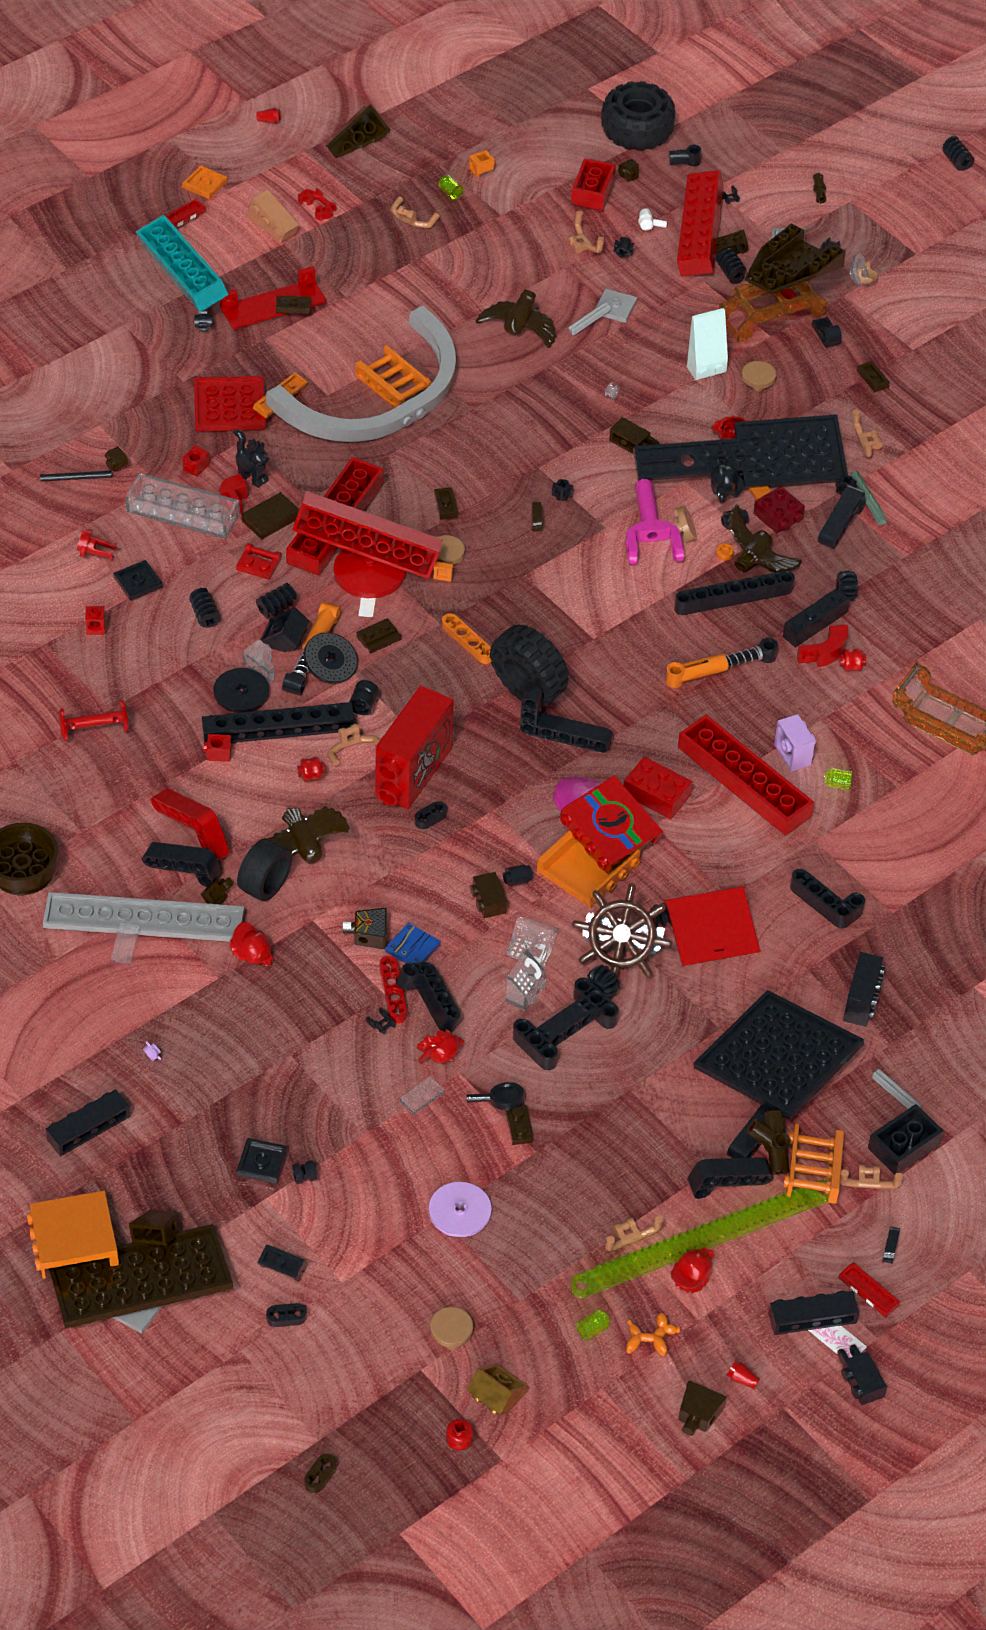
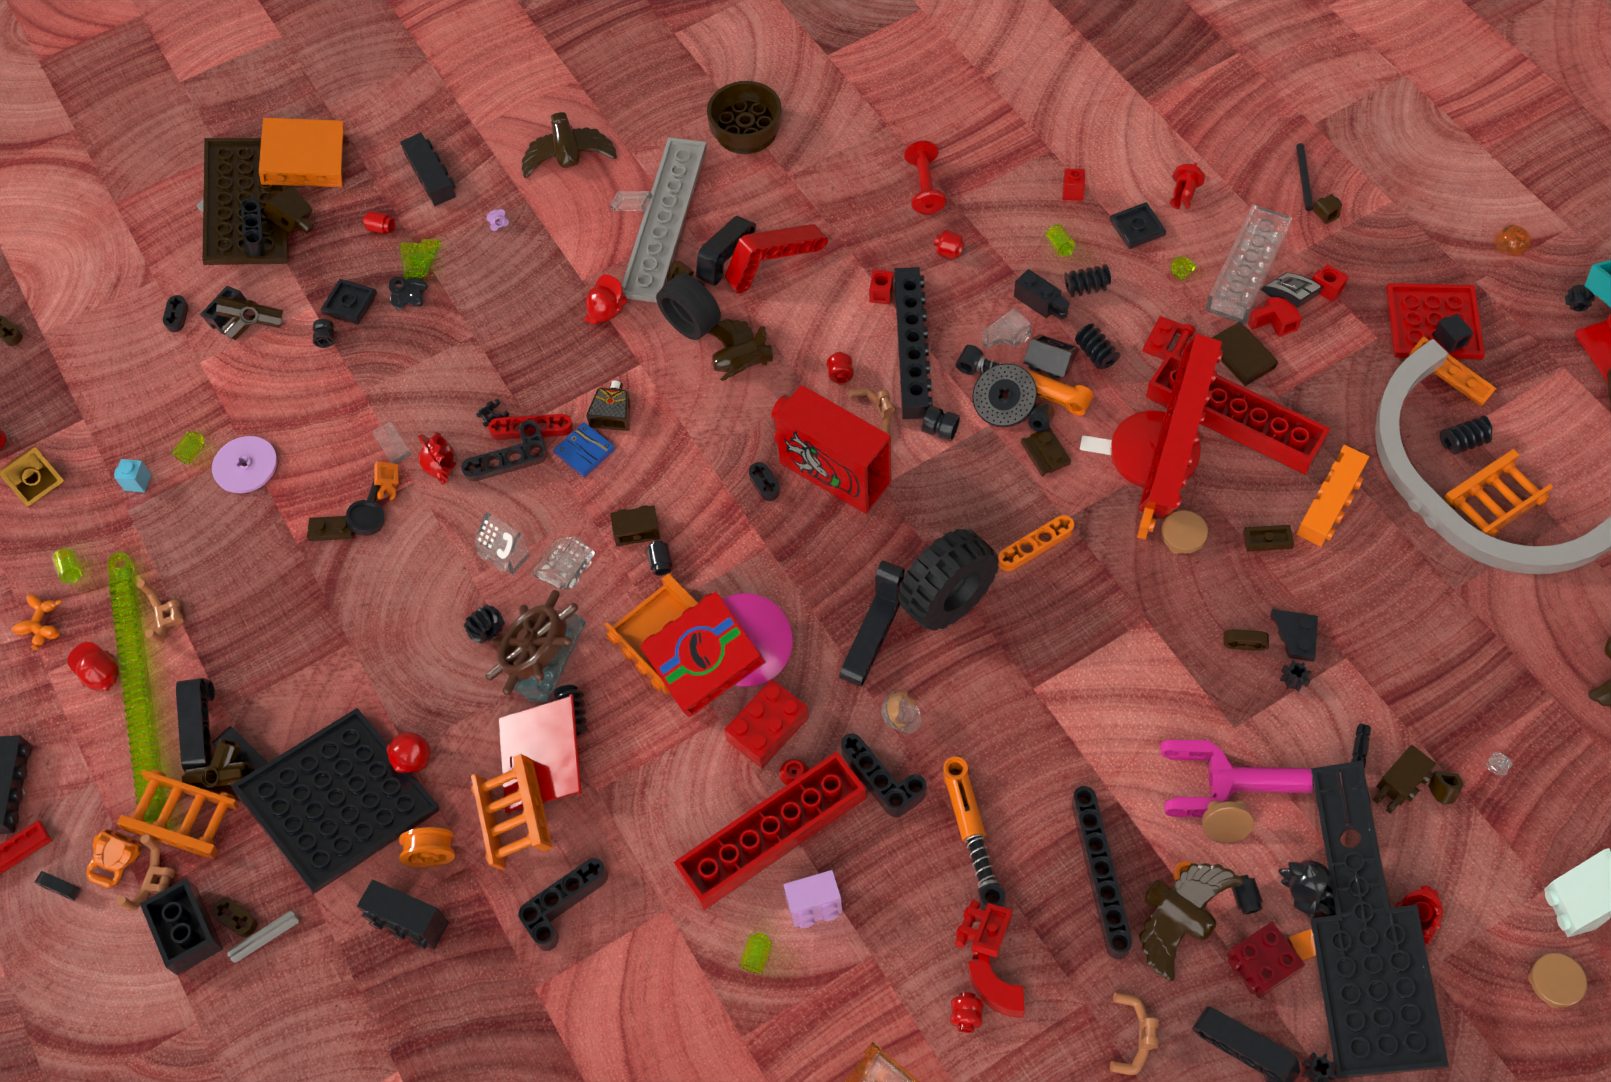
camera: 105 degrees right, 10 degrees up
(55, 1010) = (565, 145): none -> dark brown animal
(142, 355) = (1513, 240): none -> clear orange hair
(159, 628) = (1060, 240): none -> clear neon green brick
(161, 1152) = (379, 222): none -> red brick
(168, 703) = (949, 244): none -> red head
(181, 553) = (1182, 267): none -> clear neon green tile
(186, 1247) = (252, 227): none -> black beam
(203, 1114) = (417, 257): none -> clear neon green slope
(207, 478) = (1293, 288): none -> slope
(222, 638) = (1040, 295): none -> black hinge
(228, 691) = (953, 315): black piece -> none
(245, 1115) = (407, 294): none -> black plate
(250, 387) = (1453, 333): none -> black brick
(251, 459) = (1320, 325): black animal -> none
(293, 1235) = (240, 321): none -> dark brown piece
(341, 389) = (1467, 435): none -> black piece
(352, 633) = (1041, 417): none -> black brick
(407, 462) = (1333, 496): none -> orange wedge
(449, 1256) = (188, 447): none -> clear neon green brick
(451, 1327) = (112, 444): medium nougat tile -> none
(463, 1087) = (387, 476): none -> orange plate
(488, 1294) = (132, 475): none -> medium azure brick
(524, 490) = (1297, 632): none -> black wing
(588, 1006) = (440, 579): black beam -> none
(610, 460) = (1361, 743): none -> black axle
(633, 707) = (901, 712): none -> clear piece
(636, 415) = (1445, 786): none -> dark brown plate
(692, 771) = (788, 767): none -> red plate
(697, 705) = (879, 773): none -> black beam
(727, 1012) = (408, 752): none -> red hair
(766, 917) = (532, 814): none -> orange fence
(796, 639) = (991, 931): none -> red plate
(807, 982) = (426, 847): none -> orange wheel
(815, 617) = (1048, 974): black brick -> none
(847, 584) = (1104, 1027): black gear -> none
(850, 562) = (1147, 1035): none -> nougat piece
(857, 1207) = (113, 853): none -> orange piece
(883, 1113) = (230, 922): none -> dark brown beam

